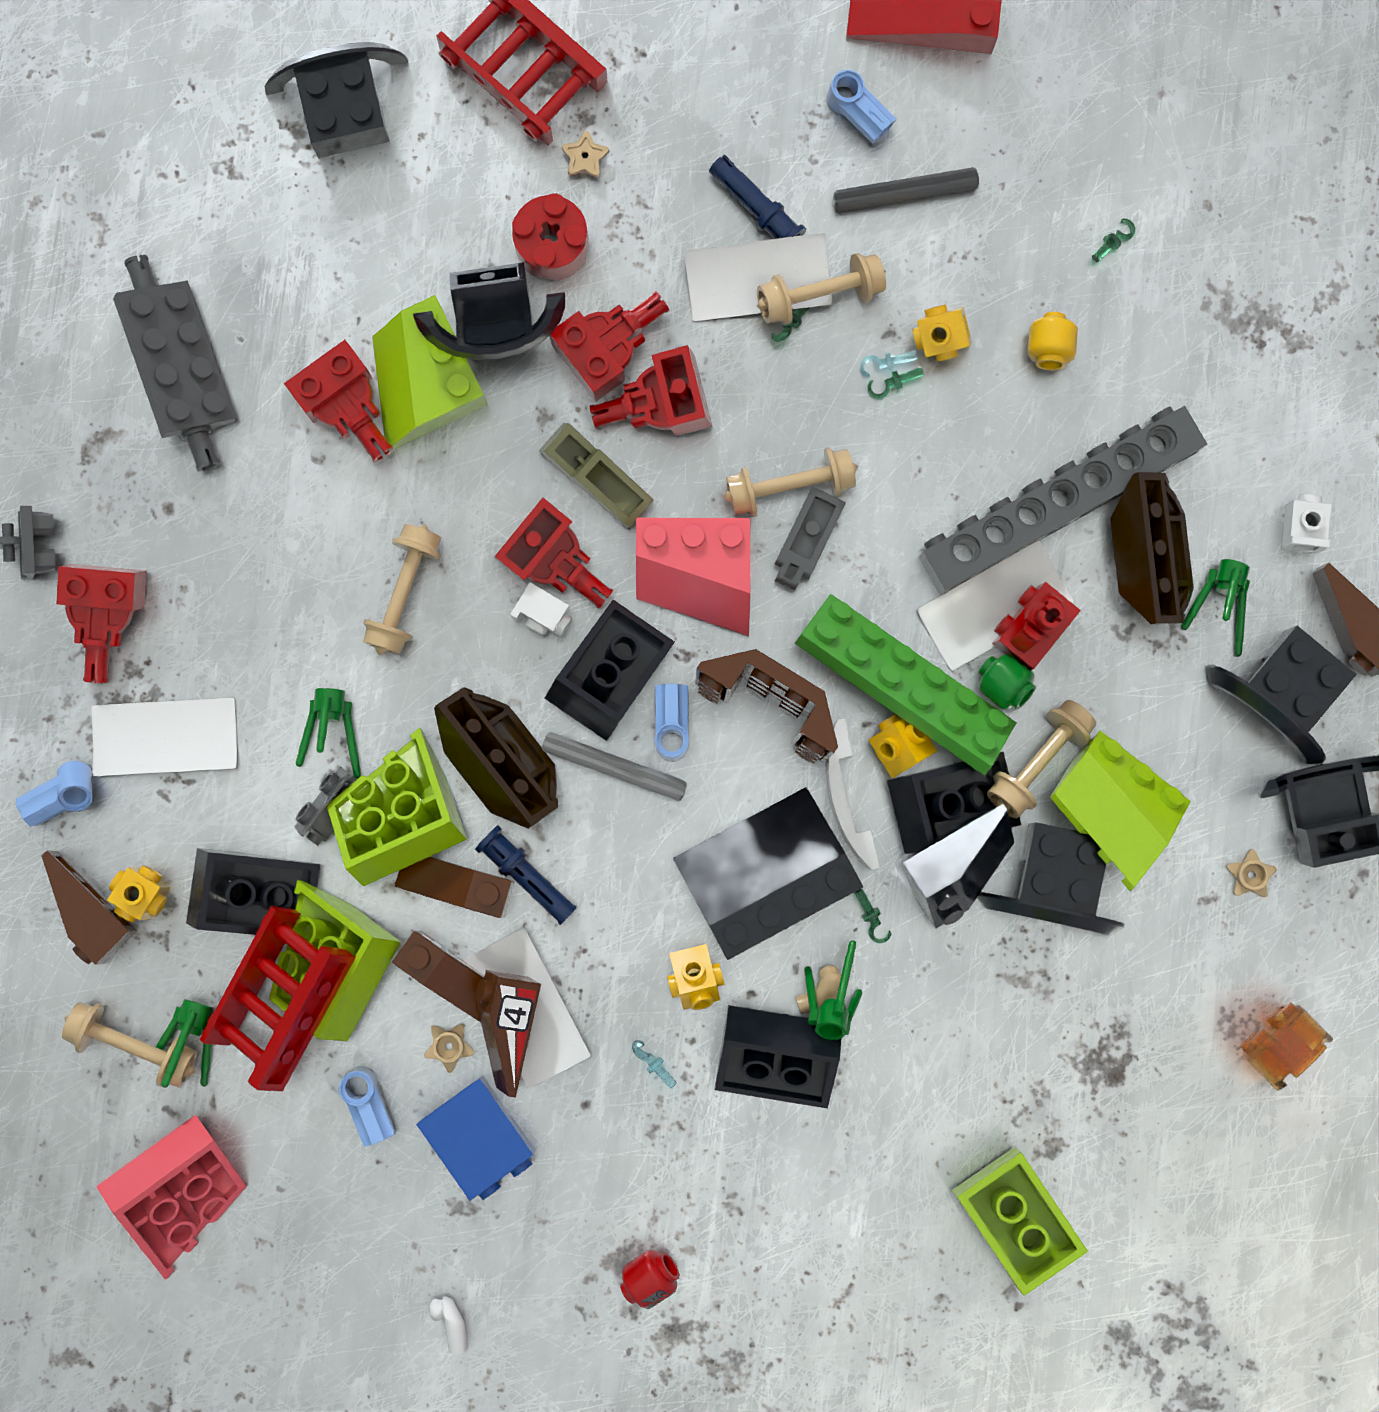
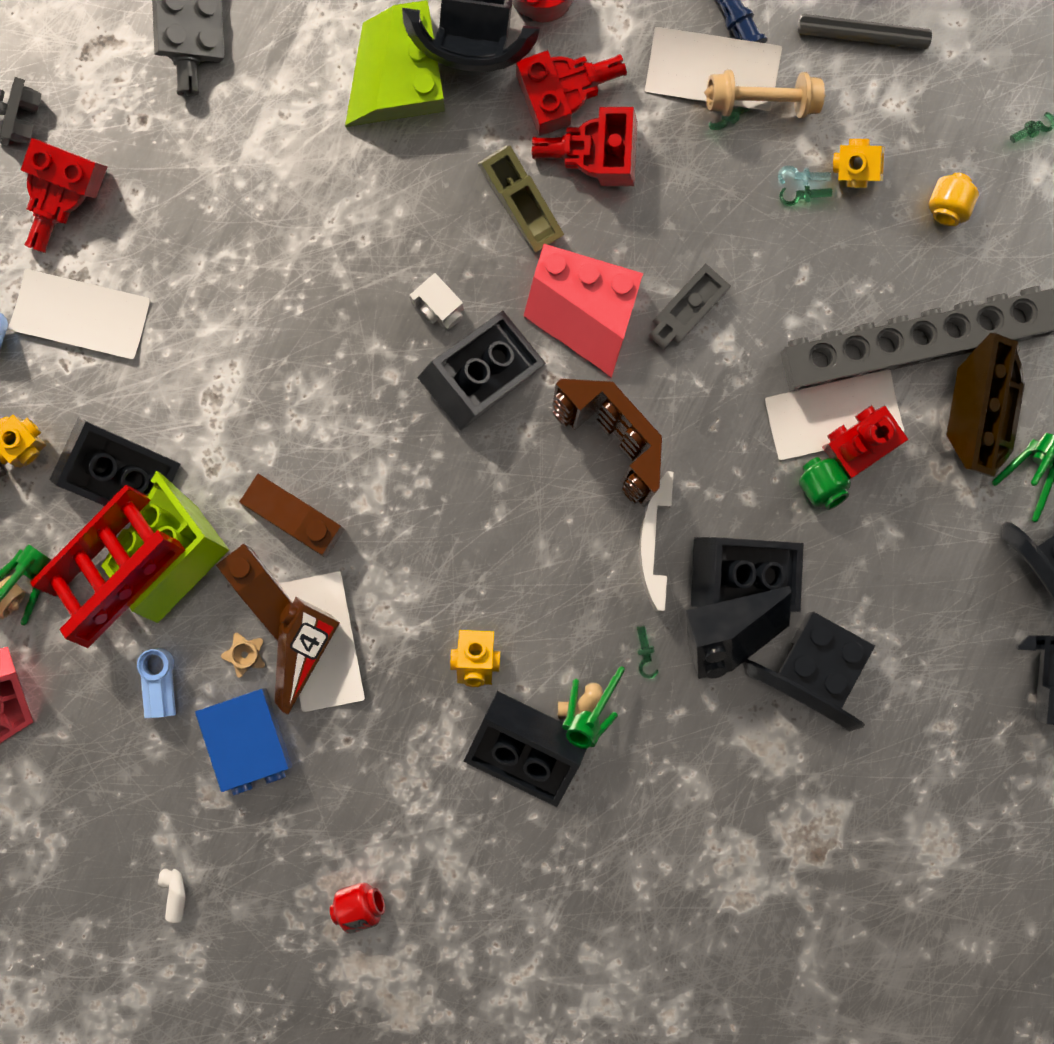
camera: 15 degrees right, 0 degrees up
(315, 815) = (191, 421): dark grey hinge -> none
(326, 708) = (225, 330): green plant -> none
(336, 392) = (318, 59): red brick -> none
(396, 814) = (258, 439): lime wedge -> none
(419, 544) = (348, 212): tan piece -> none
(497, 757) = (361, 415): dark brown wedge -> none
(513, 863) = (347, 511): dark blue pin -> none
(546, 549) = (456, 249): red brick -> none
(614, 766) = (460, 455): light grey axle -> none
(655, 1065) = (418, 723): clear light blue hand -> none
(671, 717) = (523, 428): light blue piece -> none
(767, 873) = (566, 587): black slope -> none
(838, 470) = (732, 256): tan piece -> none
(900, 745) = (716, 509): yellow brick -> none
(906, 684) = (736, 458): bright green plate -> none
(1019, 1221) = (695, 955): lime brick -> none
(1071, 724) = (870, 536): tan piece -> none
(1120, 806) = (891, 619): lime wedge -> none
(1259, 882) = (992, 725): tan plate -> none
(1286, 1046) = (976, 873): clear orange brick -> none

